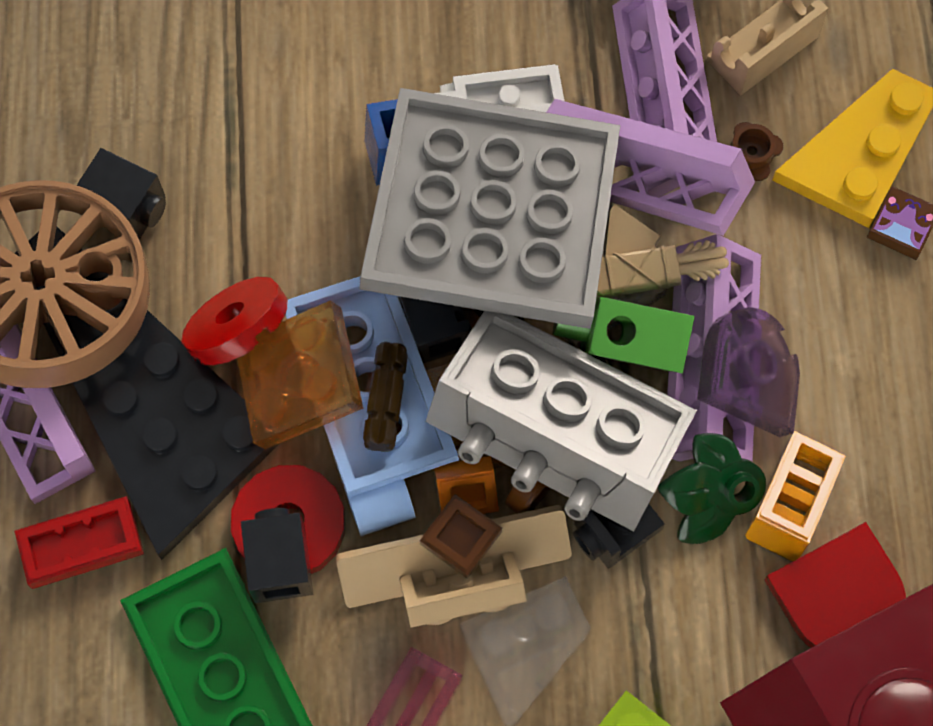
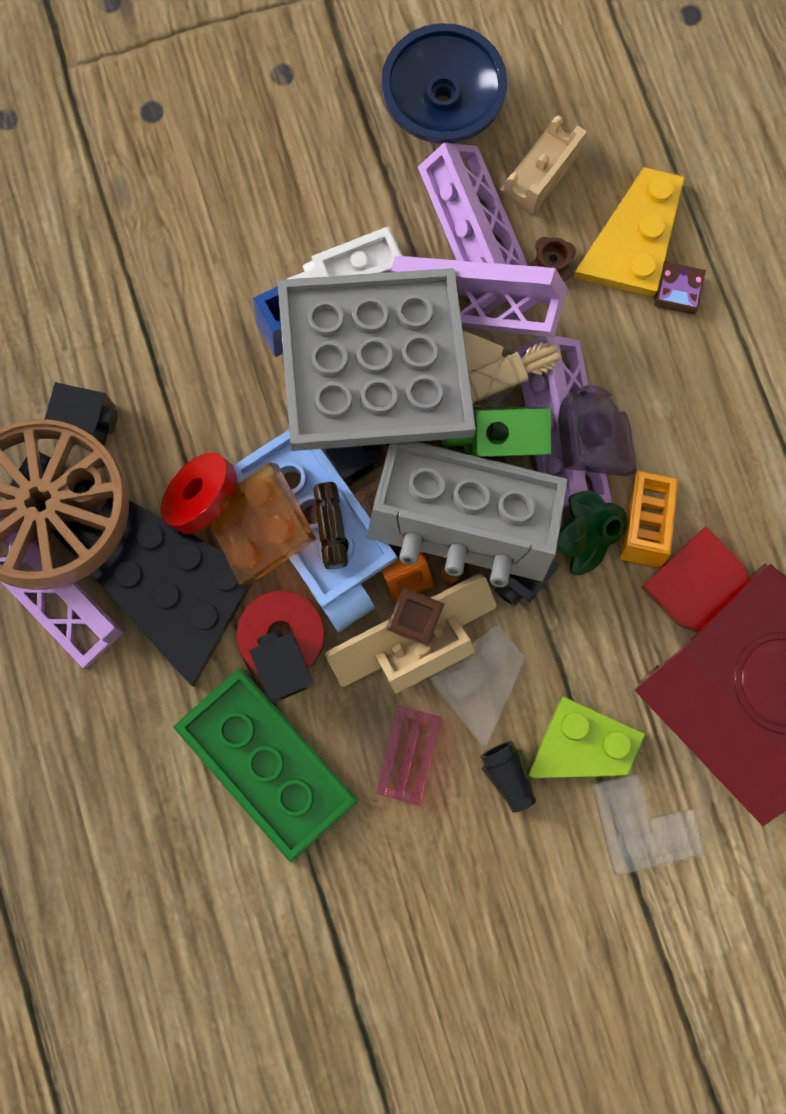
camera: 15 degrees left, 10 degrees up
(78, 542) = (128, 691): red plate -> none

